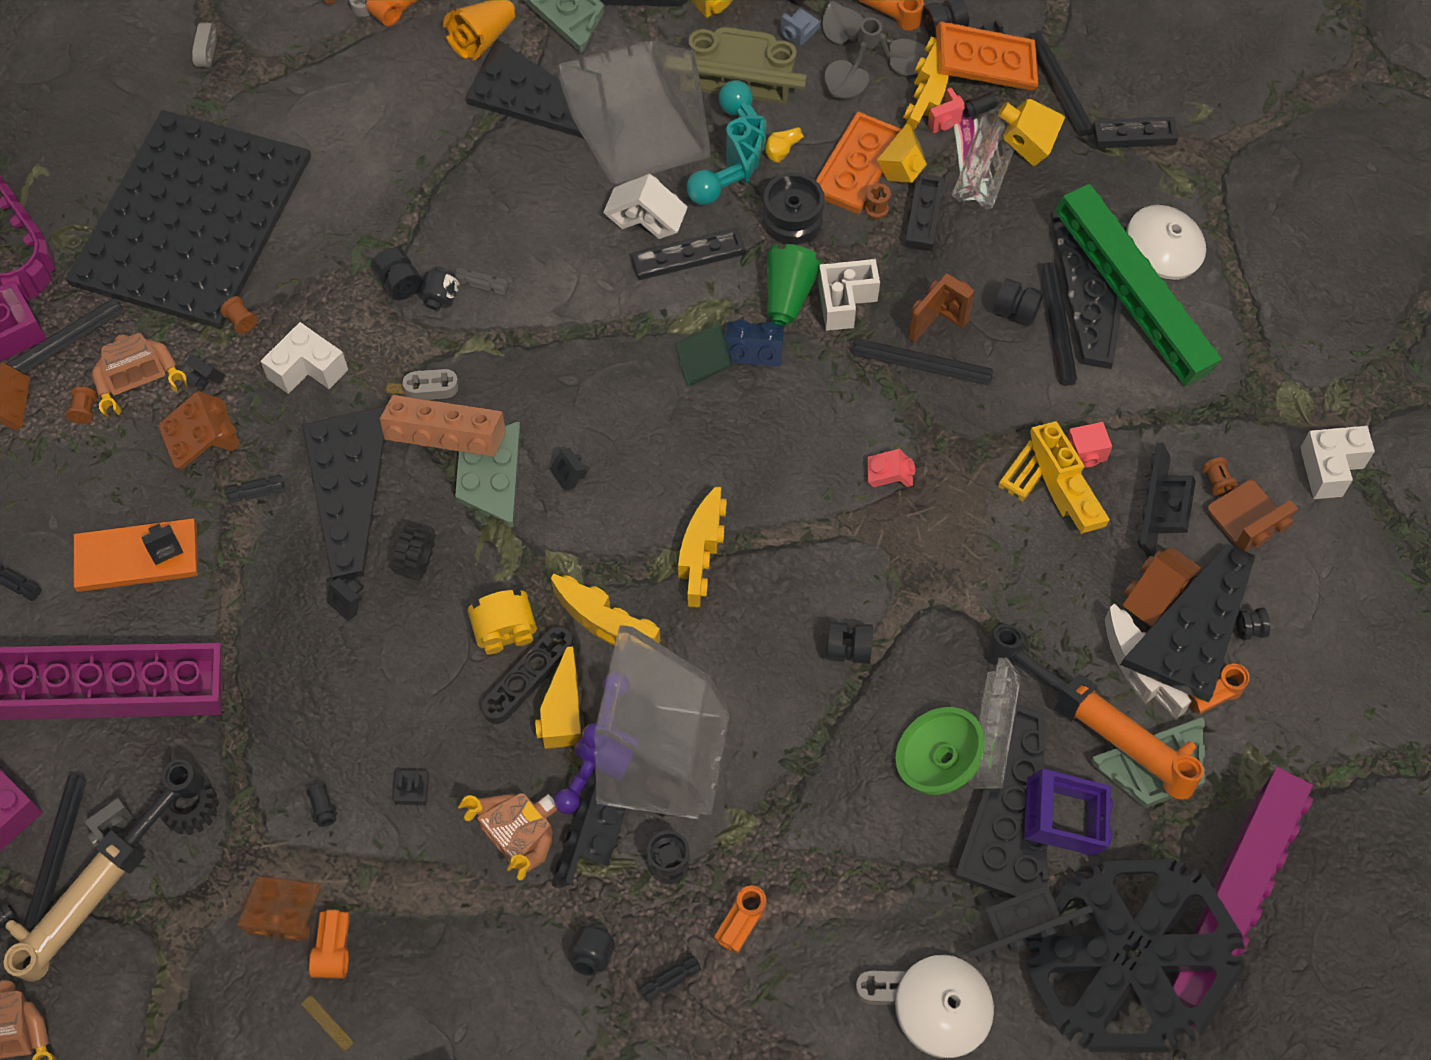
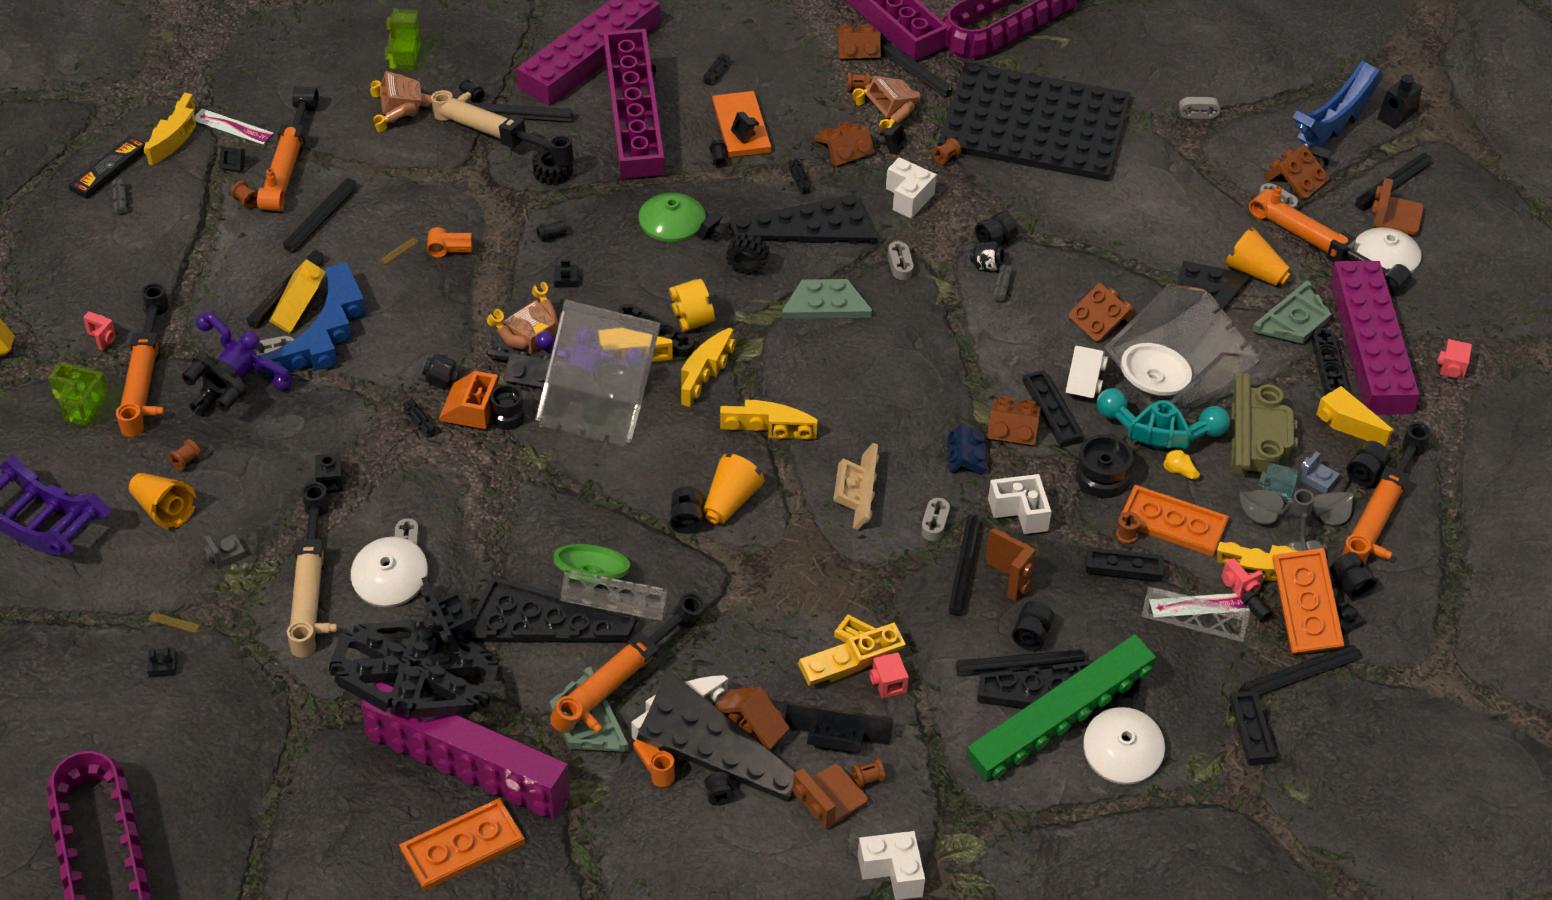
camera: 85 degrees right, 15 degrees down
(111, 817) = (538, 127): dark grey bracket -> none
(193, 584) = (718, 151): none -> black pin
(279, 908) = (477, 216): clear orange hinge -> none
(314, 665) = (671, 217): none -> bright green dish
(443, 425) = (856, 262): nougat brick -> none
(547, 185) = (1101, 312): none -> dark orange bracket
(568, 468) = (831, 340): black tile -> none
(651, 906) = (470, 400): none -> orange slope
(664, 135) = (1155, 369): none -> white dish
(704, 354) = (947, 415): clear green piece -> none
(709, 285) = (1014, 420): none -> dark orange bracket
(740, 921) = (466, 454): orange piece -> none
(789, 281) = (1024, 461): green cone -> none
(809, 455) = (855, 485): none -> tan bracket
(814, 58) = (1280, 480): none -> clear light blue brick
(822, 591) = (731, 487): none -> light orange cone
(856, 384) = (932, 518): none -> light grey beam
(890, 468) = (852, 542): coral bracket -> none
(903, 157) = (1182, 545): yellow slope -> none
(1031, 129) = (1230, 636): yellow torso -> none
(1040, 812) = (538, 616): dark purple window -> none
(1345, 906) = (461, 844): none -> orange tile

